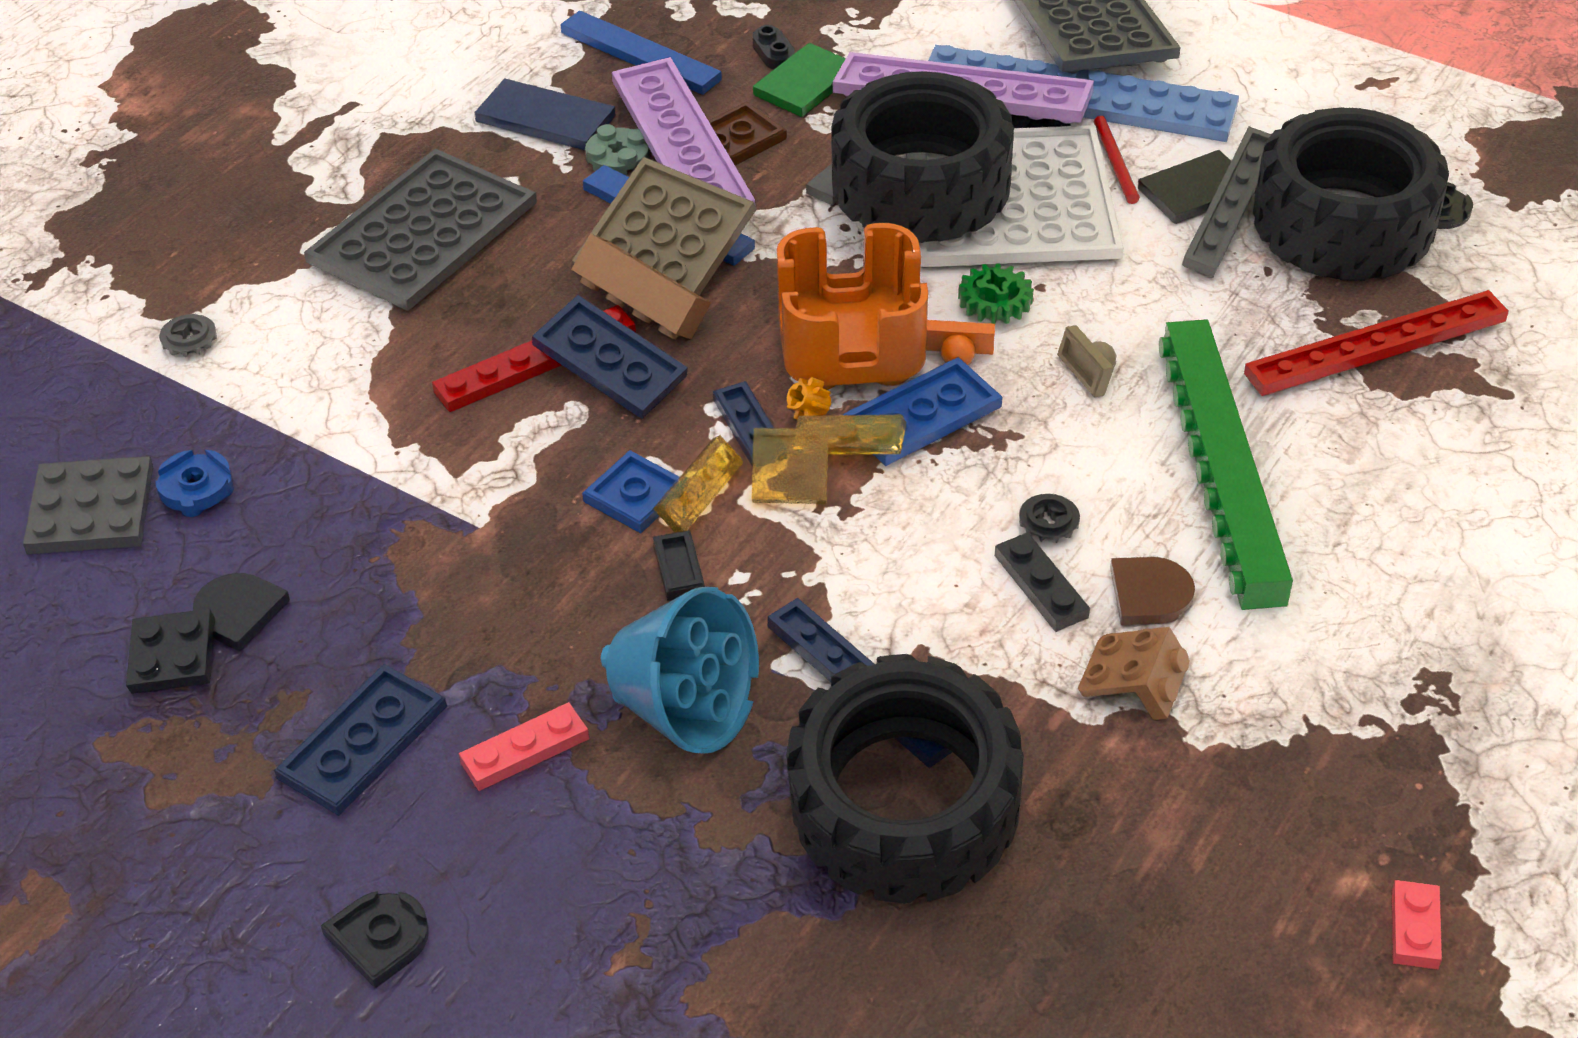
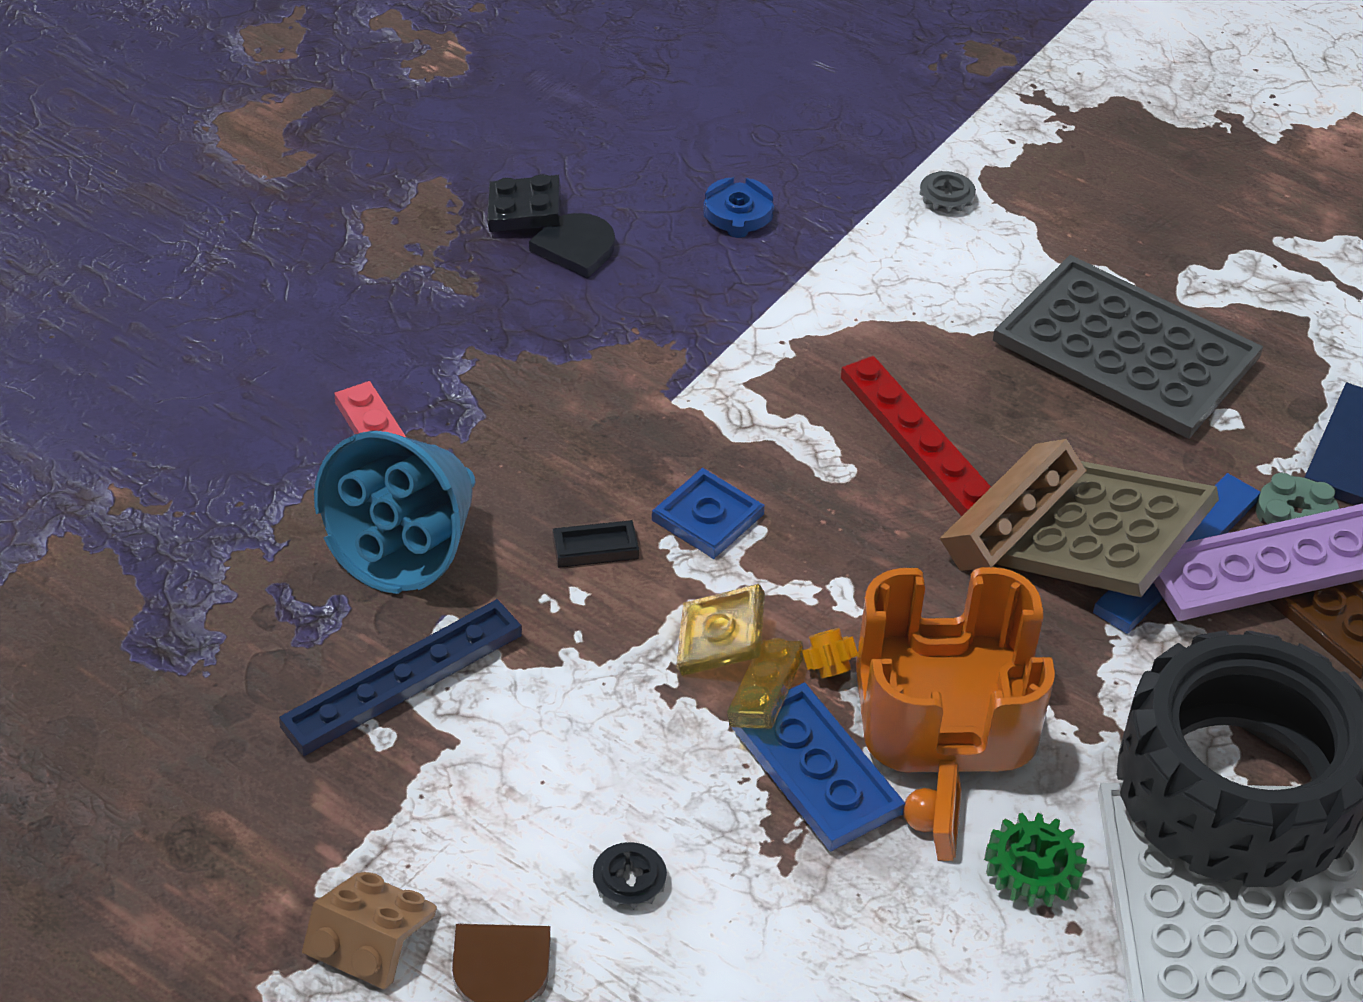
camera: 90 degrees right, 0 degrees up
(88, 505) = (717, 147): dark grey plate -> none
(360, 739) = (409, 326): dark blue tile -> none
(379, 934) = (190, 342): black tile -> none
(609, 356) = (899, 482): dark blue plate -> none
(698, 485) = (700, 553): clear yellow plate -> none
(741, 414) = (813, 609): dark blue tile -> none
(914, 701) = (236, 721): black tyre -> none
(1042, 582) = (530, 858): black plate -> none
(1088, 361) = (905, 949): dark tan tile -> none

